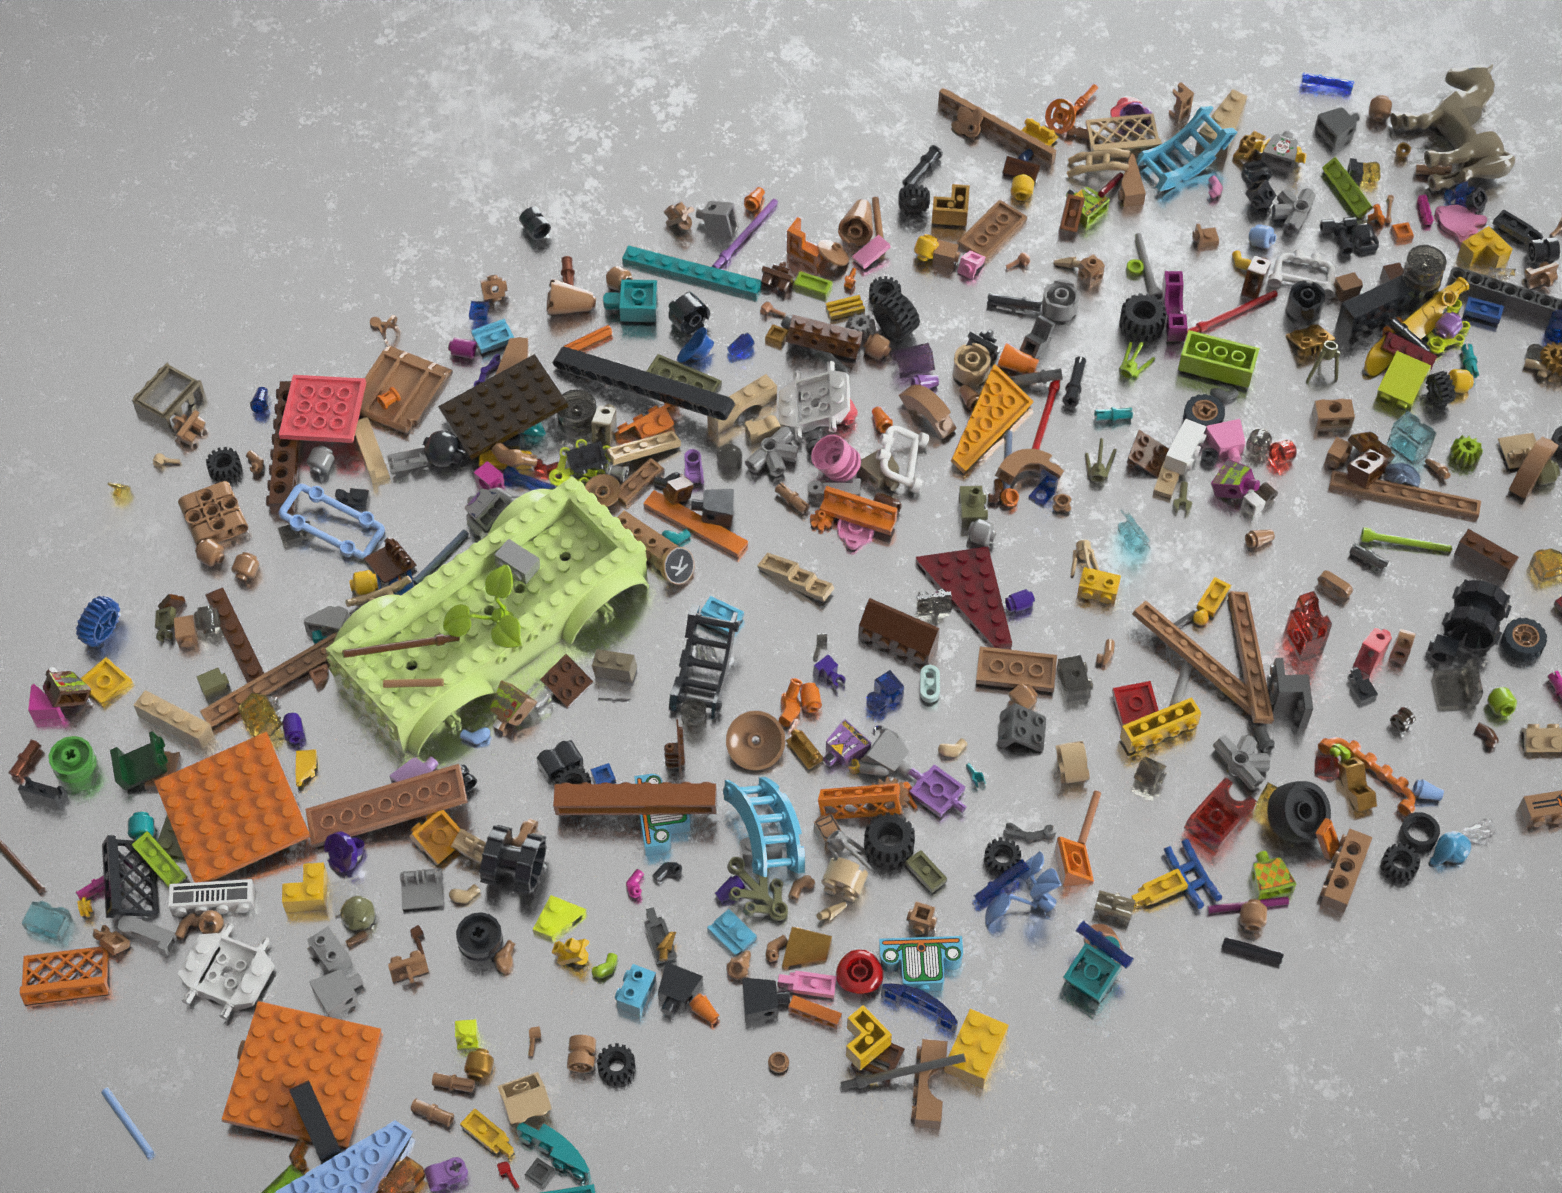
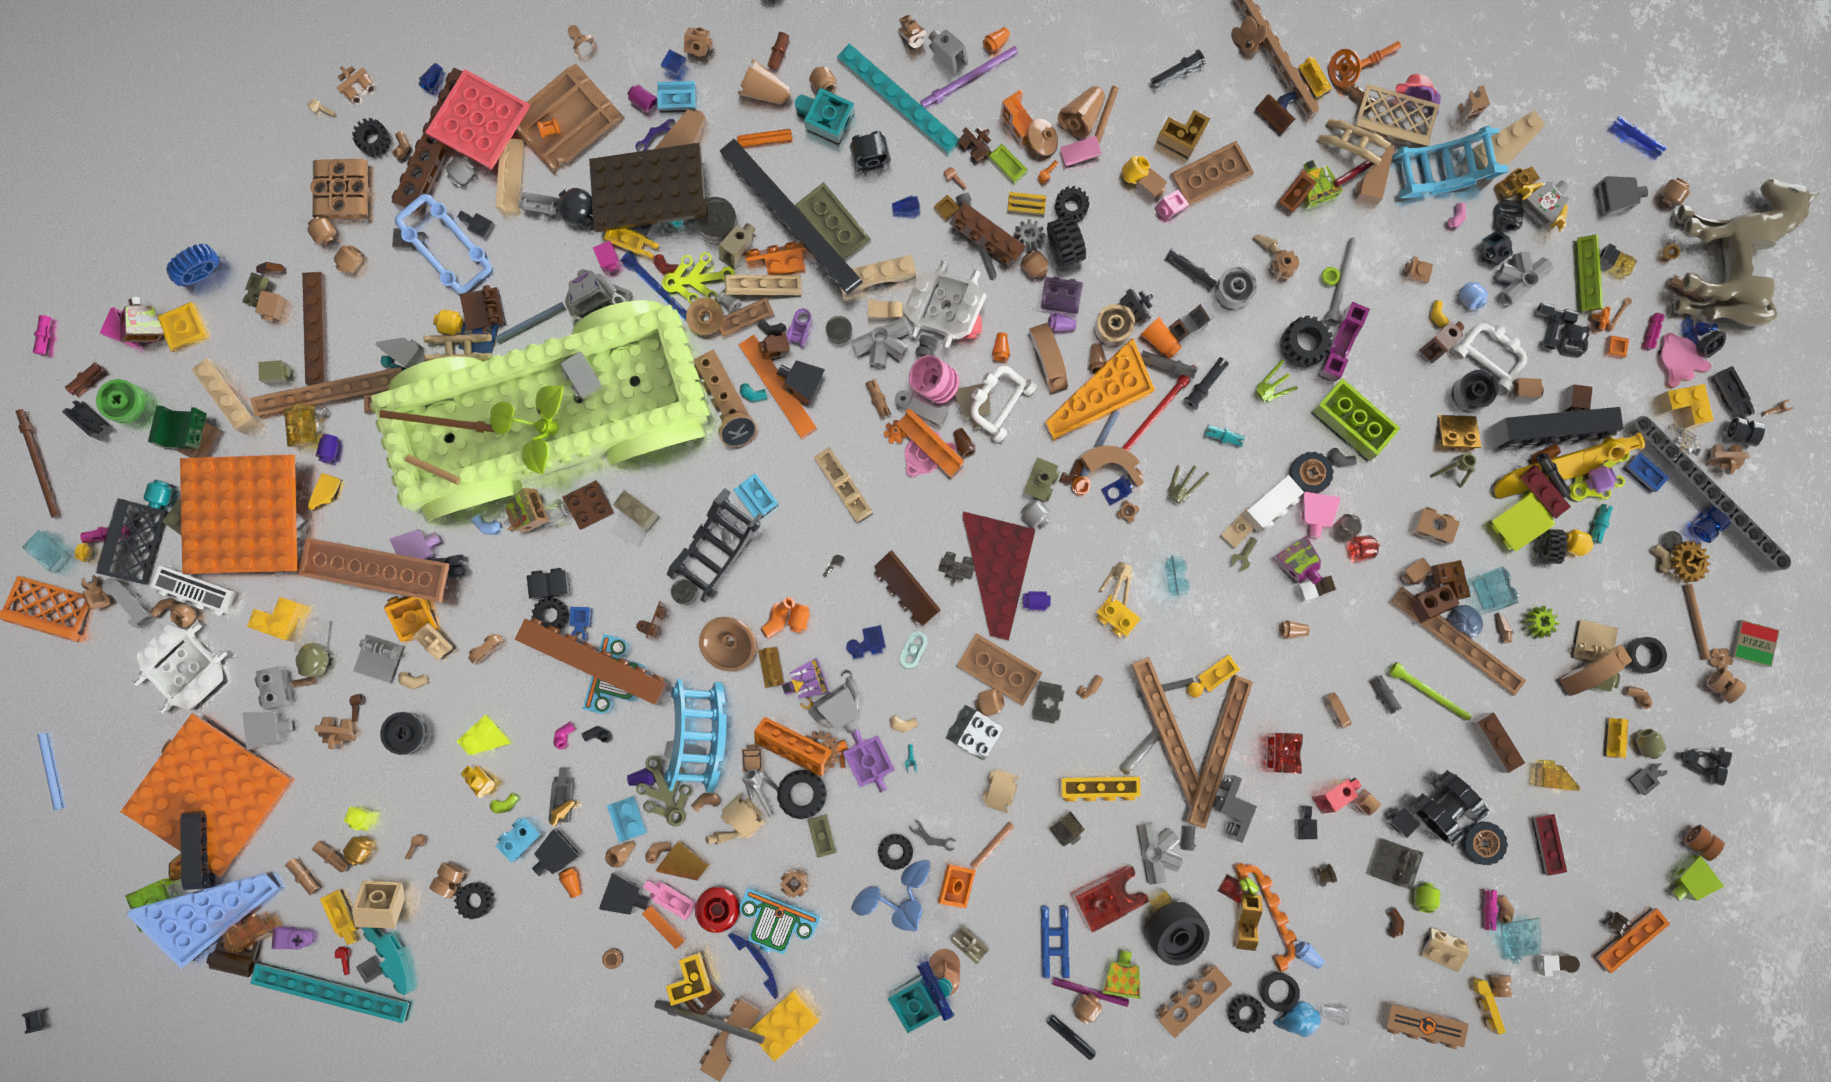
camera: 20 degrees right, 25 degrees up
(118, 488) = (266, 120): clear yellow plant -> none
(159, 859) = (161, 535): lime plate -> none
(166, 394) = (346, 34): dark tan window -> none
(207, 619) = (291, 302): clear smoke head -> none
(343, 851) = (321, 597): dark purple tile -> none
(502, 857) = (451, 668): black piece -> none
(504, 959) = (421, 758): medium nougat animal -> none
(513, 457) = (635, 248): medium nougat arm -> none
(586, 457) = (703, 277): black bracket -> none
(697, 347) = (862, 191): blue piece -> none
(828, 670) = (828, 594): dark purple piece -> none
(914, 199) = (1150, 108): black tyre -> none
(994, 887) = (872, 880): clear blue pin -> none
(1022, 187) = (1265, 136): yellow head -> none
(1022, 258) = (1225, 220): nougat hand -> none
(1134, 701) = (1090, 751): red plate -> none
(1147, 454) = (1235, 494): reddish brown hinge -> none
(1160, 888) = (1019, 945): yellow hinge -> none
(1204, 325) = (1361, 372): red bar -> none
(1209, 452) = (1290, 526): black bush -> none
(1327, 839) = (1191, 968): orange tile -> none
(1424, 268) = (1607, 418): clear smoke wheel -> none

